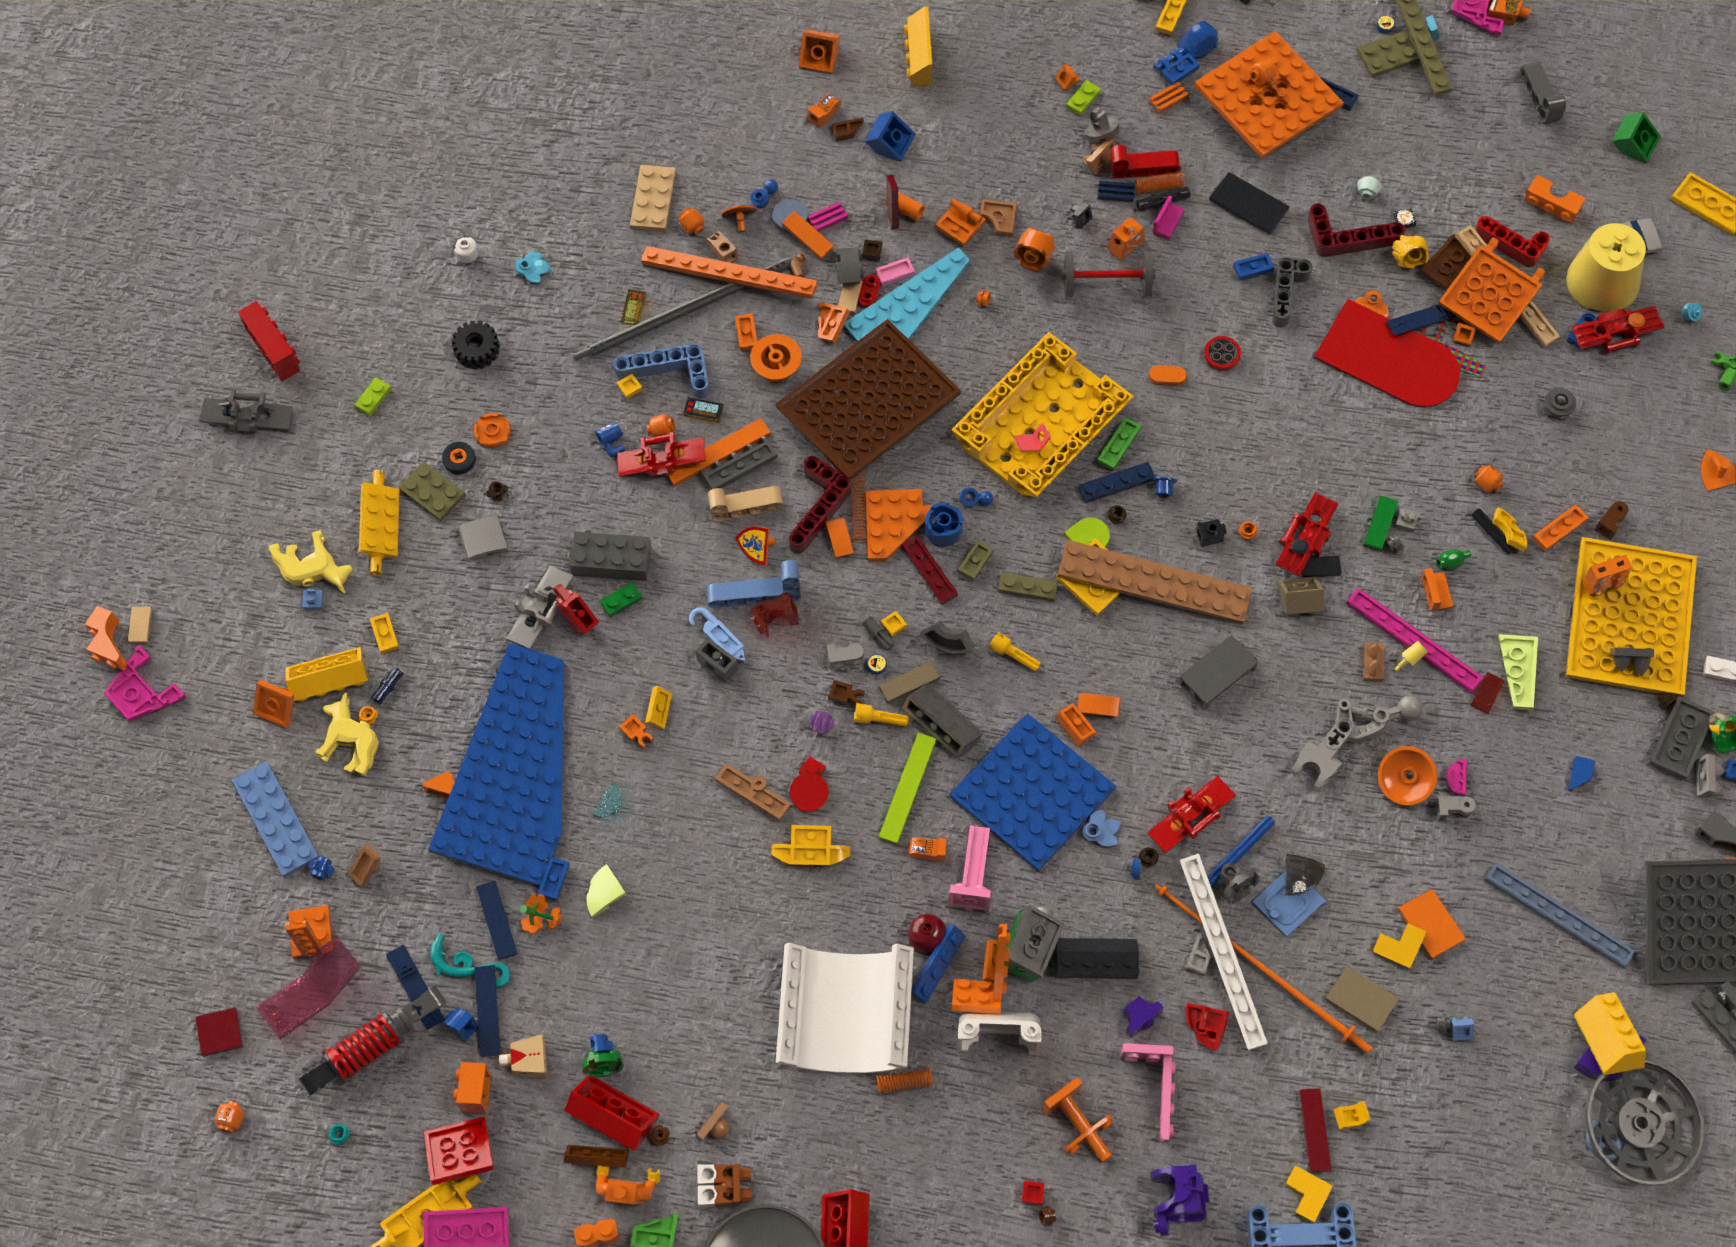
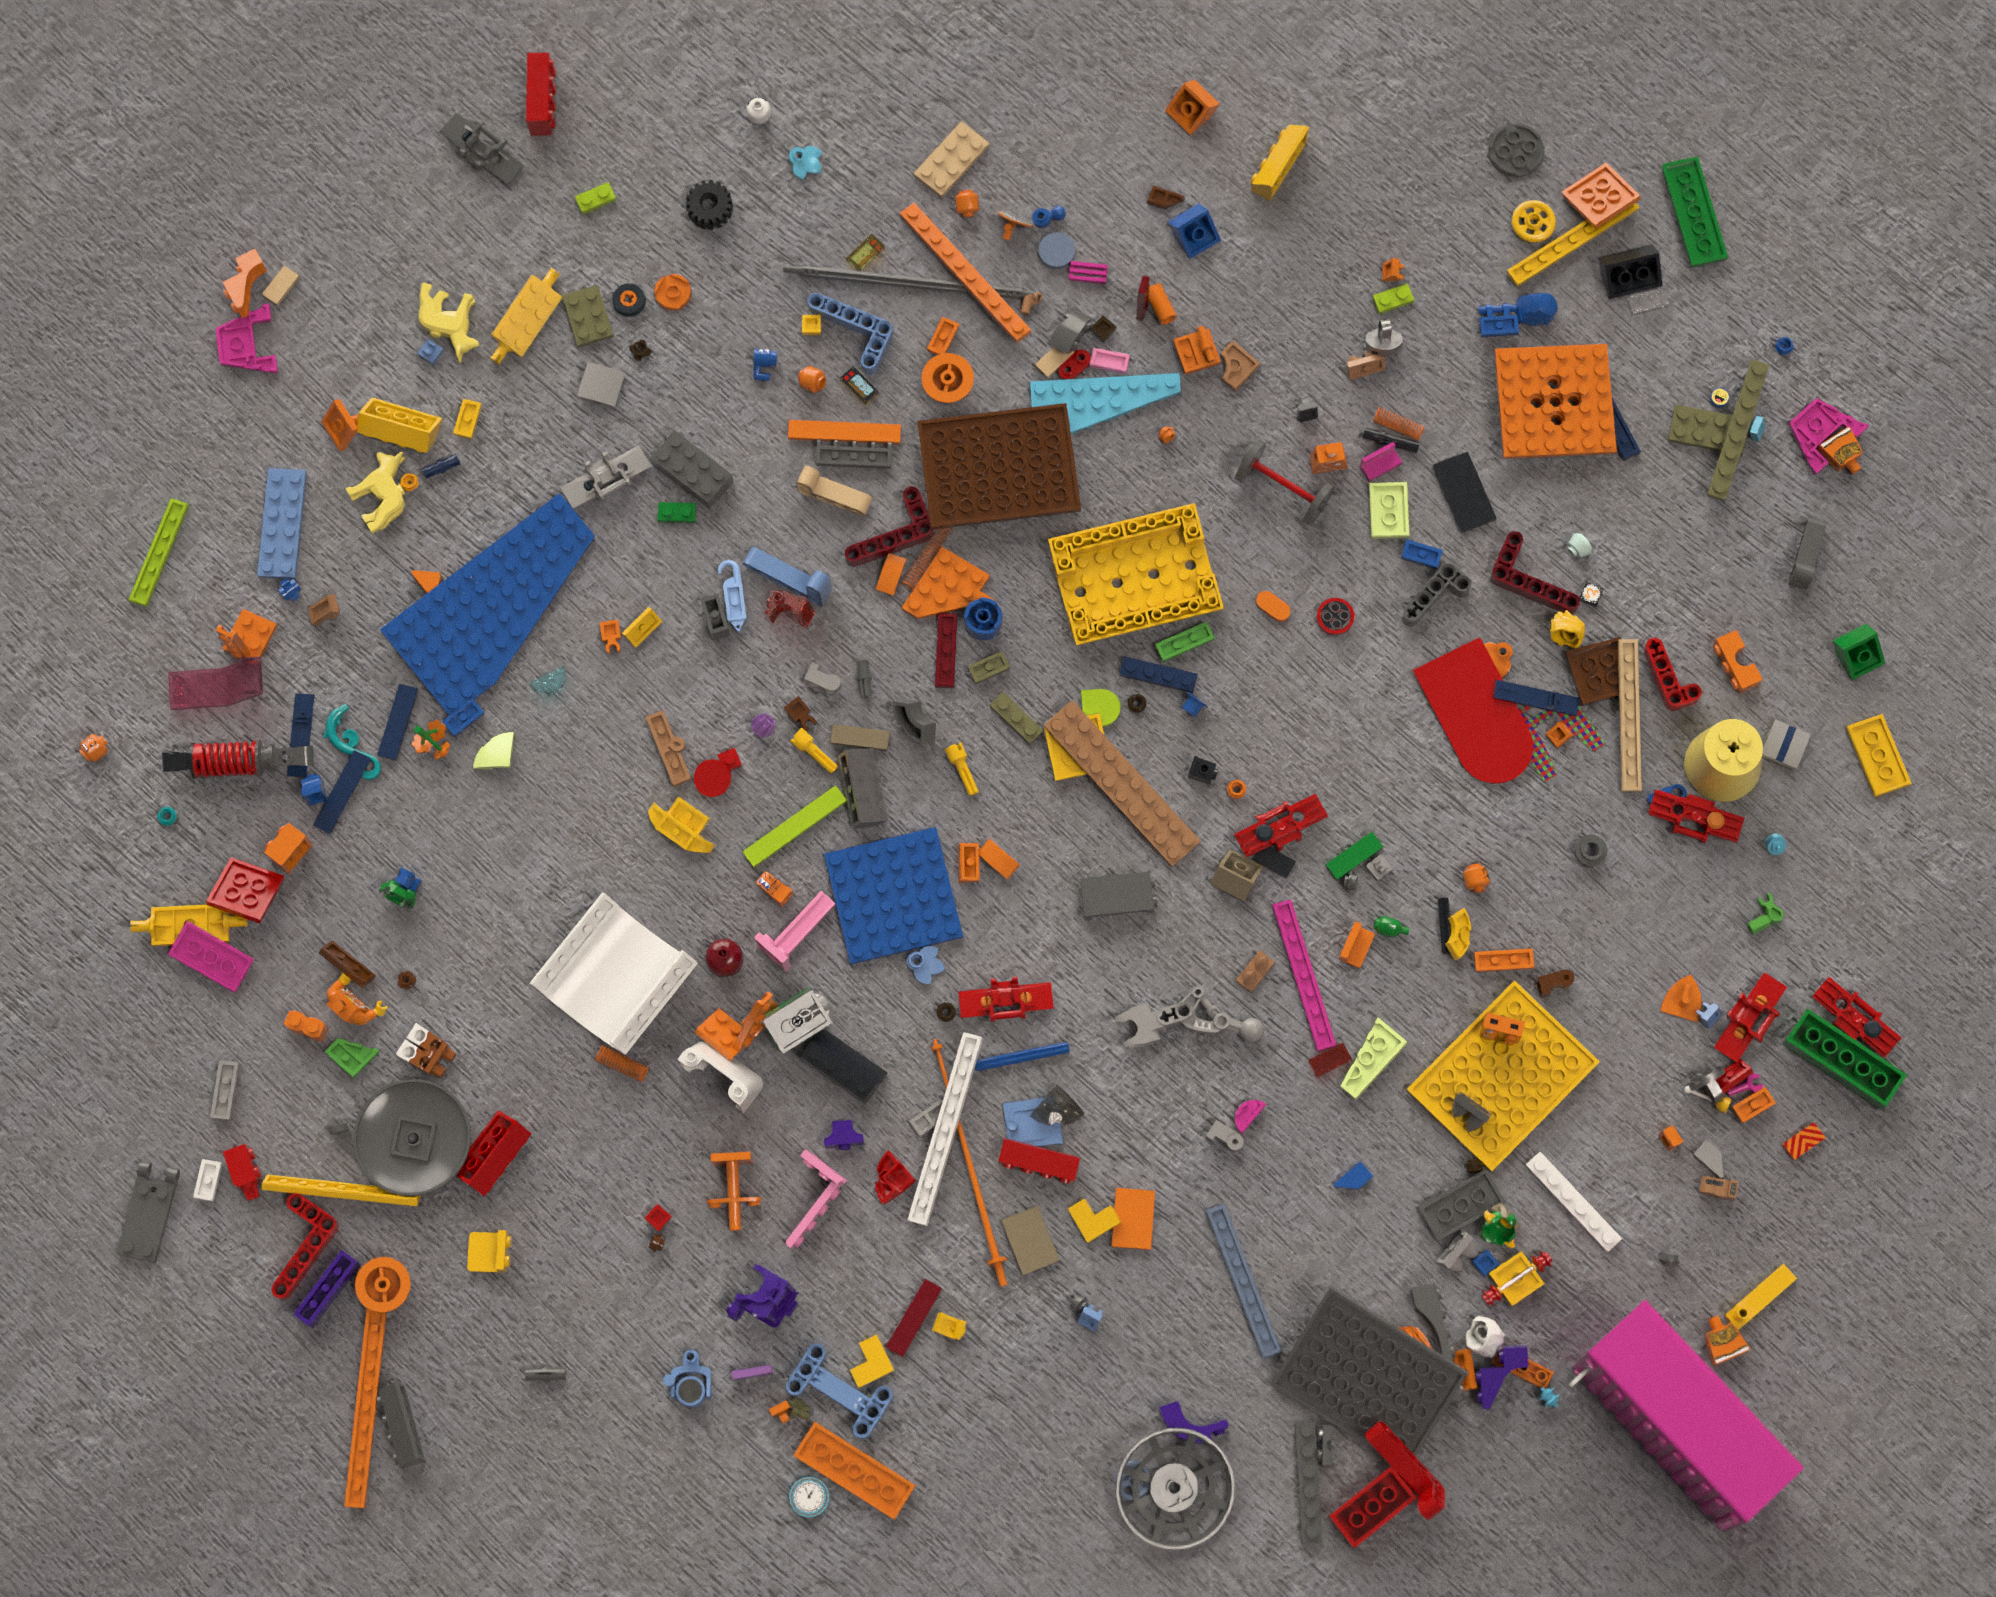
camera: 35 degrees right, 10 degrees up
(177, 912) = (158, 552): none -> lime tile
(219, 1032) = (129, 673): dark red tile -> none
(526, 1057) = (346, 850): tan torso -> none
(574, 610) = (628, 499): red hinge -> none
(611, 1112) = (381, 937): red slope -> none
(662, 462) = (793, 414): red piece -> none
(717, 1126) = (453, 1000): medium nougat tile -> none
(722, 247) = (976, 246): medium nougat leg -> none
(755, 543) = (817, 534): shield -> none
(807, 235) = (1057, 279): orange tile -> none
(823, 110) = (1156, 167): orange leg -> none
(831, 322) = (1020, 374): orange wing -> none
(876, 664) = (844, 704): tile -> none
(893, 624) = (883, 678): yellow tile -> none
(937, 964) = (714, 987): blue plate -> none
(985, 497) = (1037, 617): blue plate -> none
(1032, 442) = (1108, 593): coral bracket -> none
(1034, 249) = (1240, 418): orange brick -> none
(1116, 188) = (1360, 401): dark blue tile -> none
(1136, 869) = (928, 1015): blue tile -> none
(1142, 164) = (1397, 396): red beam -> none
(1166, 95) = (1470, 345): orange tile -> none
(1201, 251) = (1389, 510): none -> yellowish green tile
(1239, 884) = (998, 1084): flat silver tile -> none
(1263, 72) = (1559, 379): orange head -> none
(1319, 925) = (1039, 1159): none -> red brick
(1394, 779) = (1195, 1081): orange dish -> none
(1410, 656) = (1288, 987): light yellow piece -> none
(1491, 292) = (1606, 713): orange plate -> none
(1610, 1034) = (1199, 1403): yellow slope -> none

